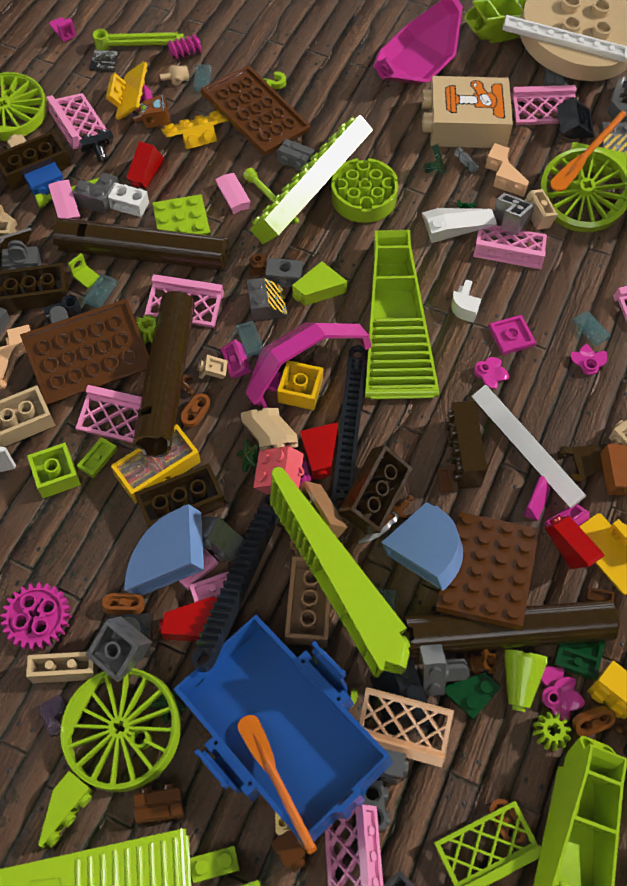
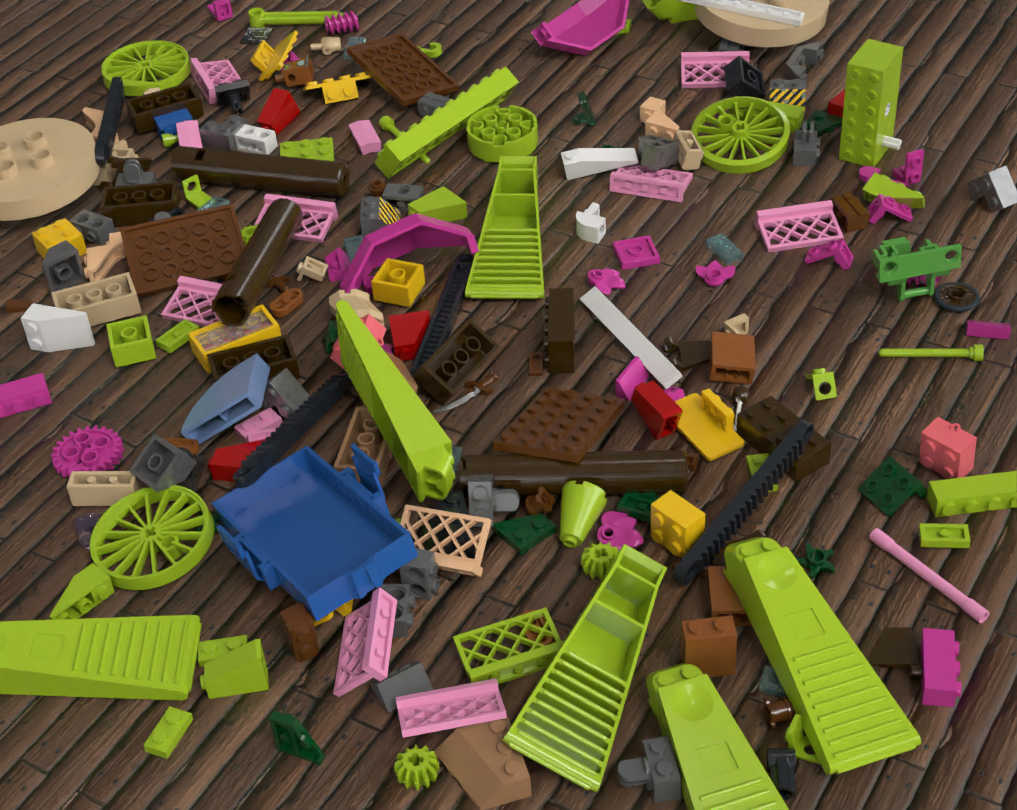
camera: 10 degrees right, 20 degrees down
(158, 805) = (177, 598): reddish brown brick -> none
(259, 746) = (287, 546): orange piece -> none
(427, 546) = (498, 404): medium blue brick -> none
(466, 160) = (619, 113): dark grey axle -> none
(467, 111) = (625, 71): tan brick -> none
(572, 169) = (721, 115): orange piece -> none
(593, 721) = (649, 550): dark orange plate -> none

